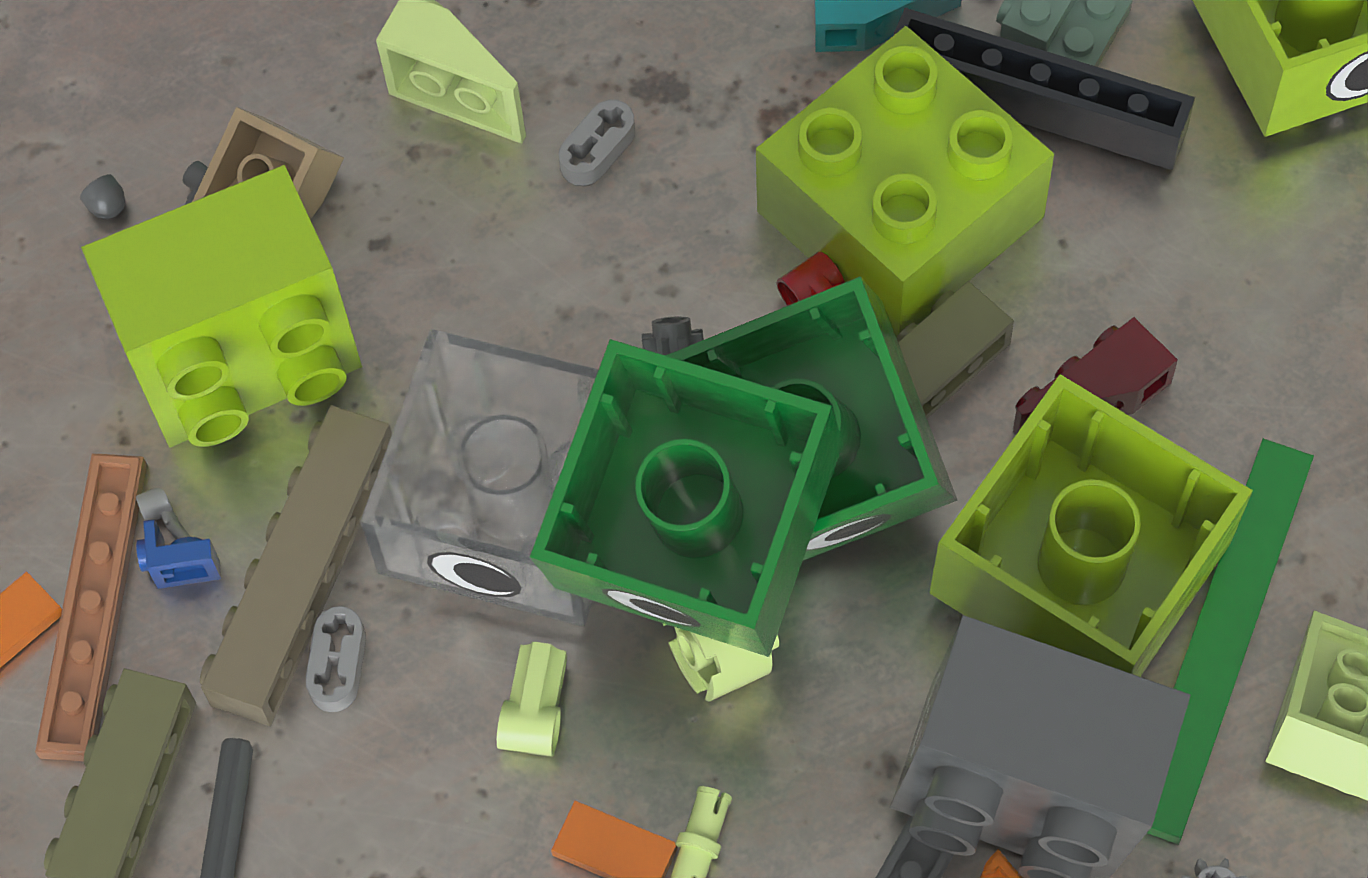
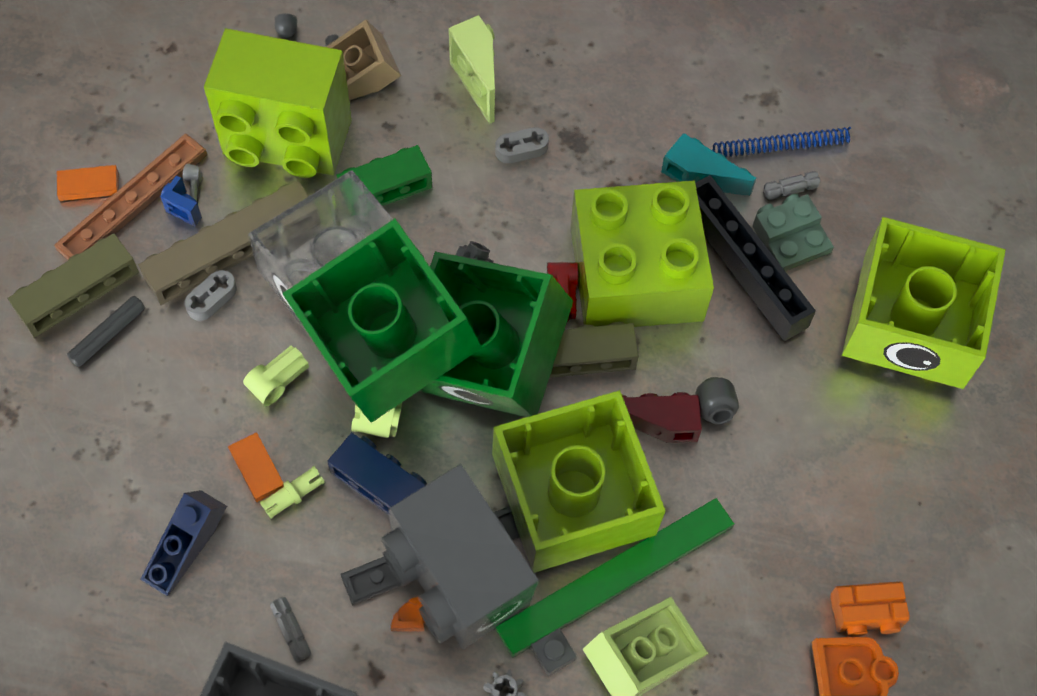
camera: 30 degrees right, 0 degrees up
(463, 299) = (395, 175): none -> green brick
(802, 738) = (373, 474): none -> dark blue brick
(1159, 305) = (717, 400): none -> dark grey head
(1227, 796) = (553, 652): none -> dark grey plate

